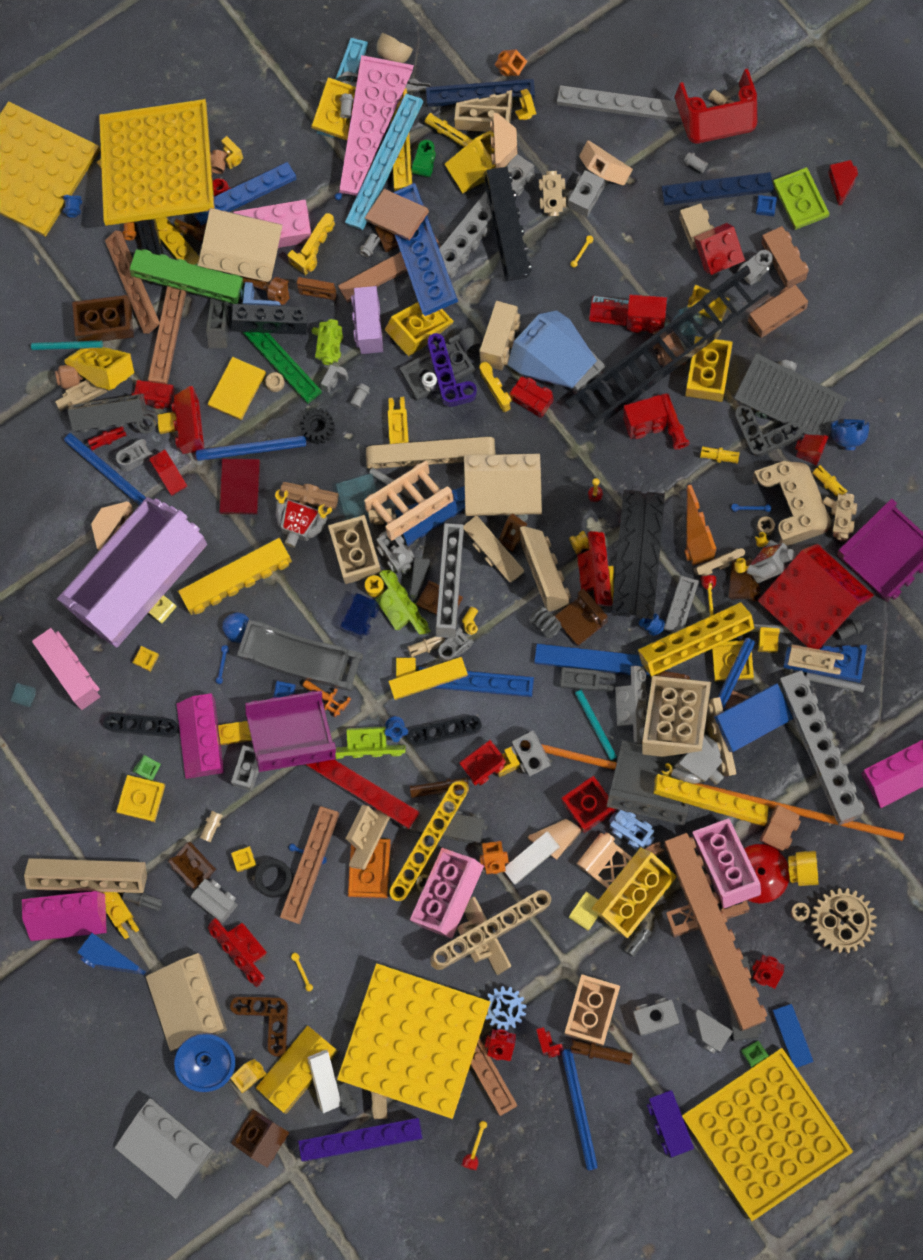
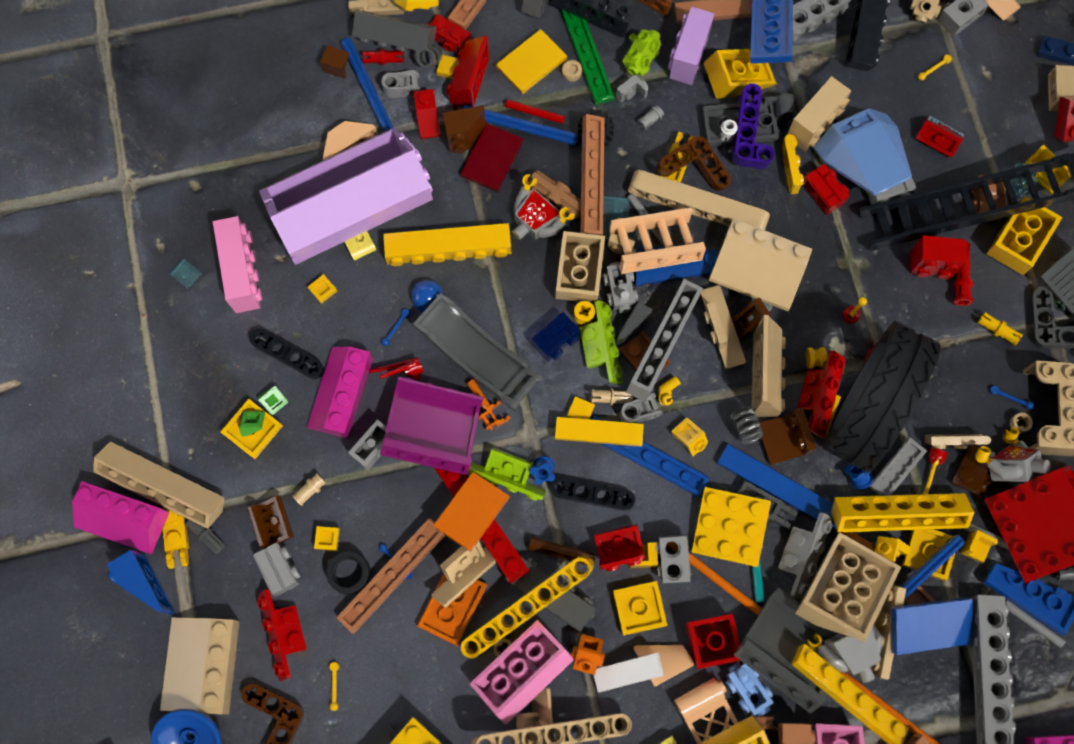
camera: 15 degrees right, 0 degrees up
(68, 459) = (334, 61): none -> reddish brown panel
(139, 792) = (251, 422): none -> bright green slope
(205, 472) = (464, 127): none -> reddish brown slope
(234, 733) = (375, 402): yellow hinge -> none
(249, 691) = (410, 367): none -> red plant
(259, 431) = (535, 111): none -> red bar
(284, 689) = (446, 379): blue tile -> none
(332, 467) = (592, 175): none -> nougat plate
(352, 785) = (471, 511): none -> orange tile
(409, 413) = (695, 155): none -> reddish brown beam
(504, 650) = (690, 436): none -> yellow bracket
(520, 804) = (640, 608): none -> yellow plate
(566, 708) = (731, 527): none -> yellow plate
(646, 313) = (980, 152): red brick -> none
(699, 539) = (946, 408): orange wedge -> none
(699, 670) = (891, 548): none -> yellow bracket
(814, 659) = (1024, 590): tan hinge -> none

